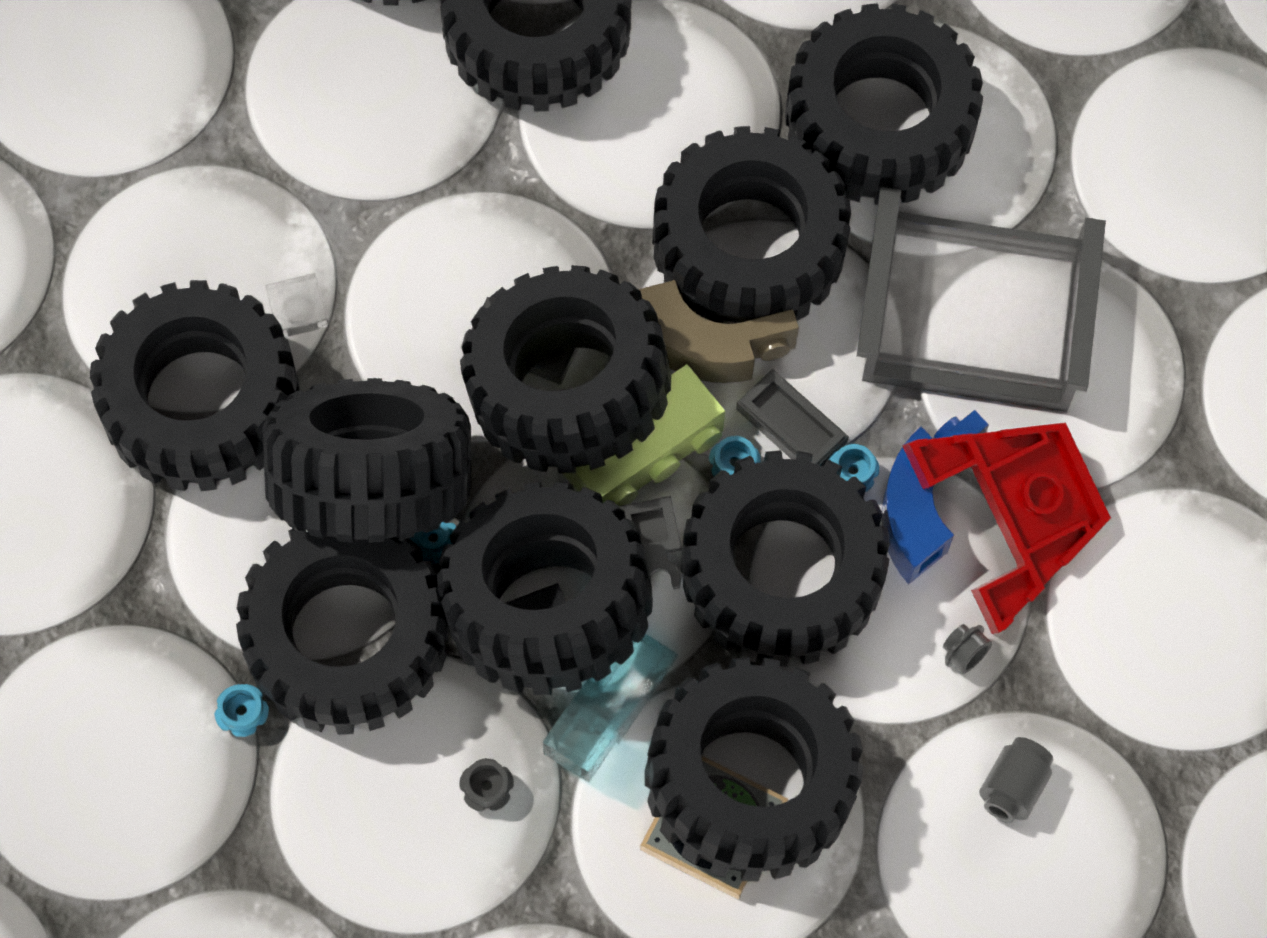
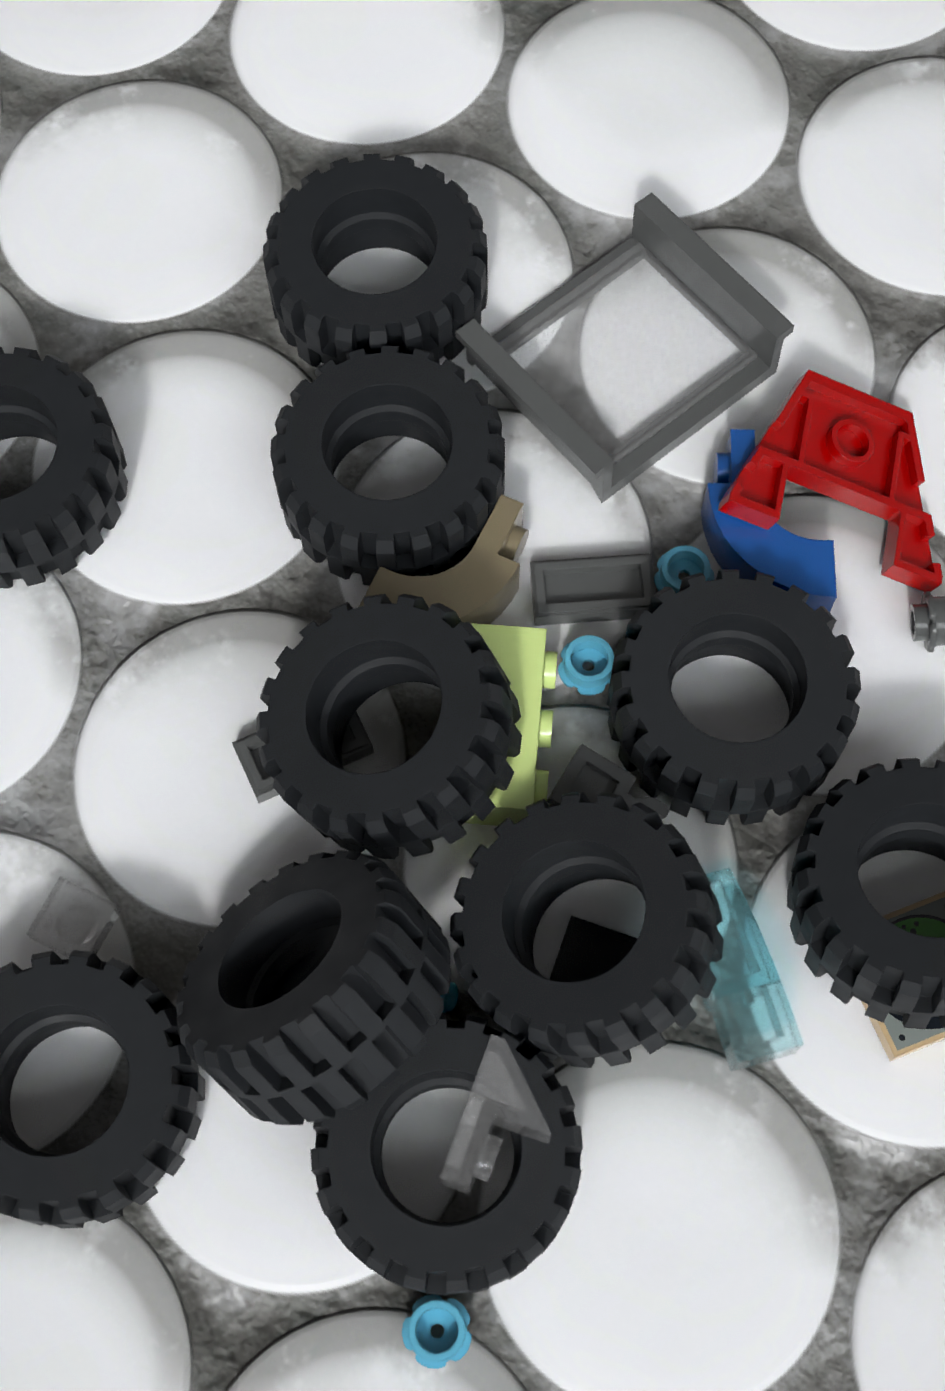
camera: 45 degrees left, 0 degrees up
(386, 605) = (498, 1099): none -> clear slope
(482, 771) = (734, 1148): dark grey plate -> none

